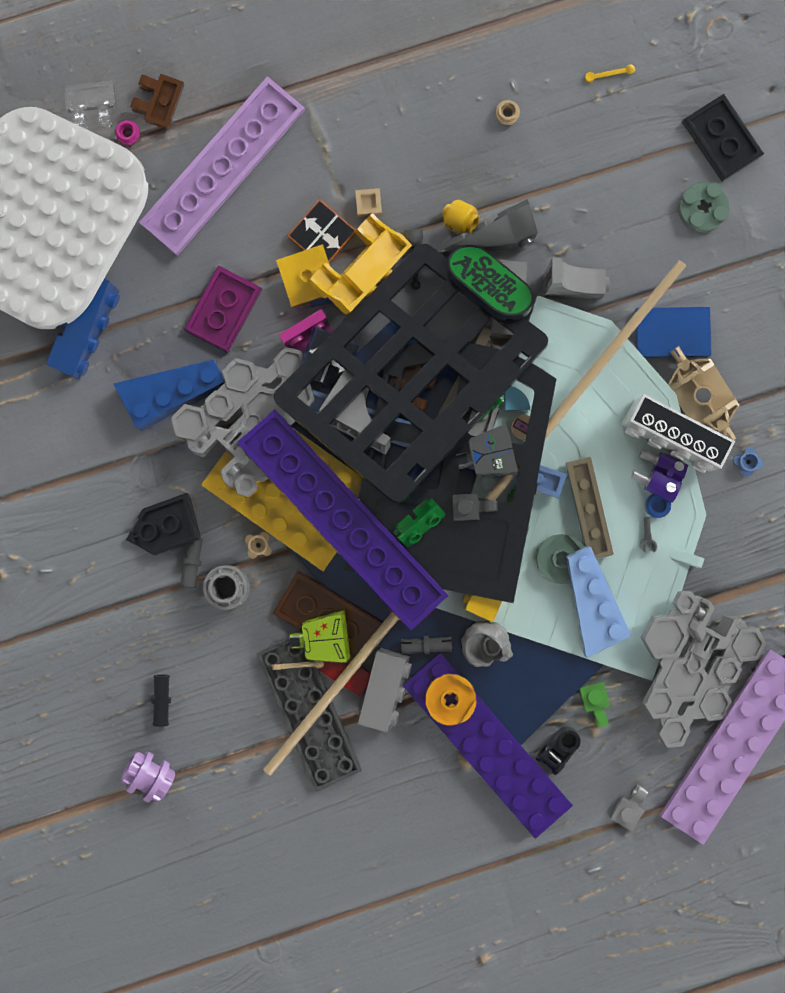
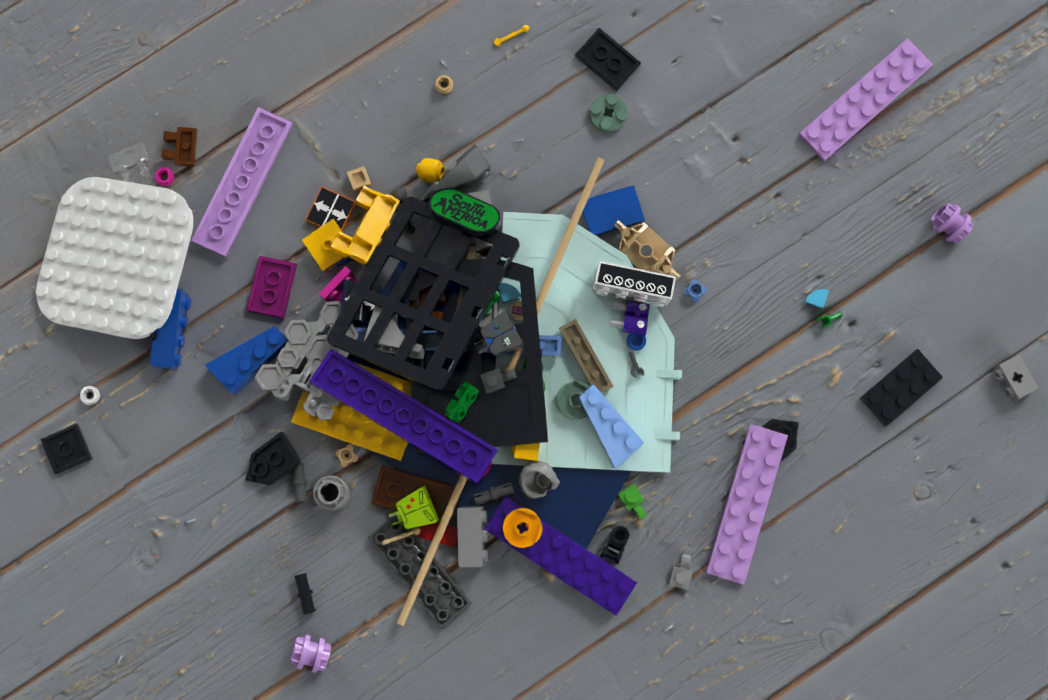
camera: 15 degrees left, 5 degrees down
(573, 282) = (527, 195): light grey arch -> none
(685, 677) = (693, 462): light grey piece -> none

